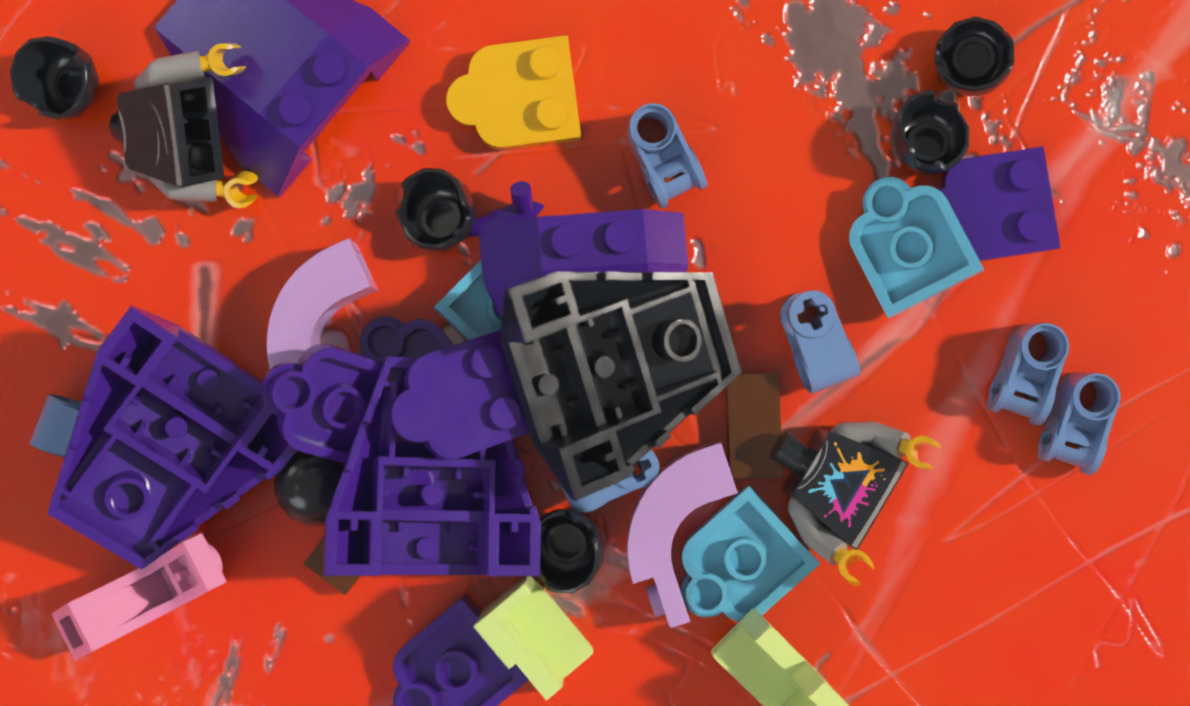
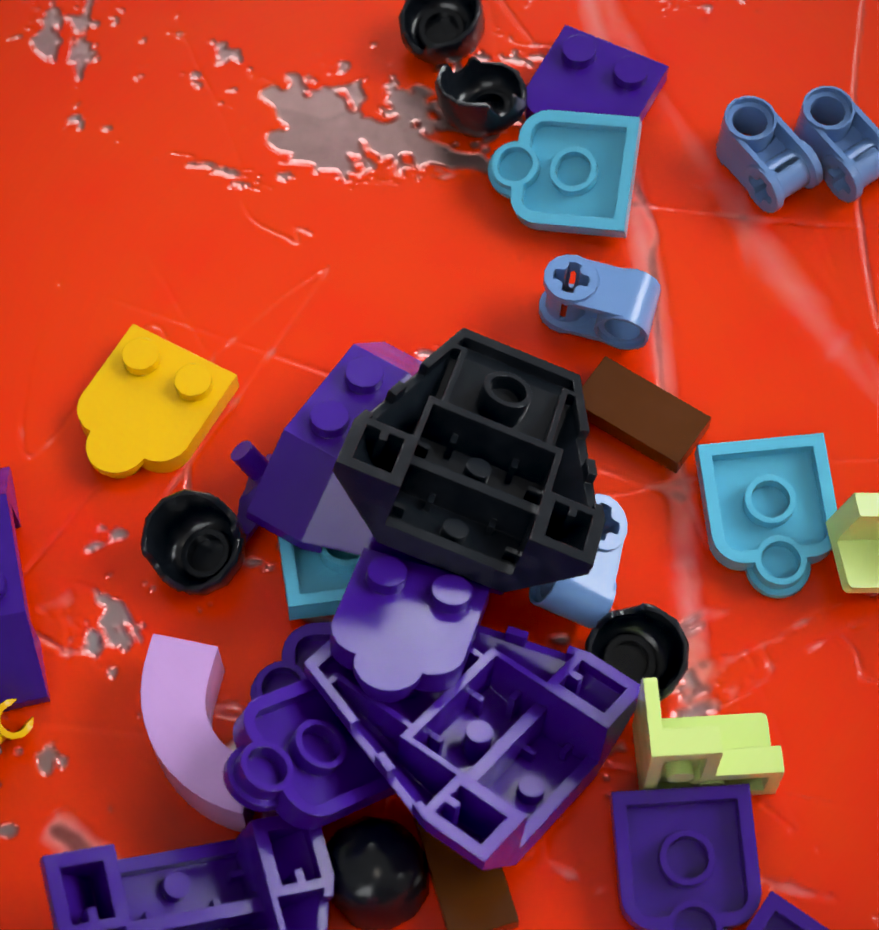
camera: 50 degrees left, 25 degrees down
(665, 158) = (317, 313): medium blue piece -> none
(677, 490) = (675, 560): lavender arch -> none
(843, 484) = (757, 363): torso -> none

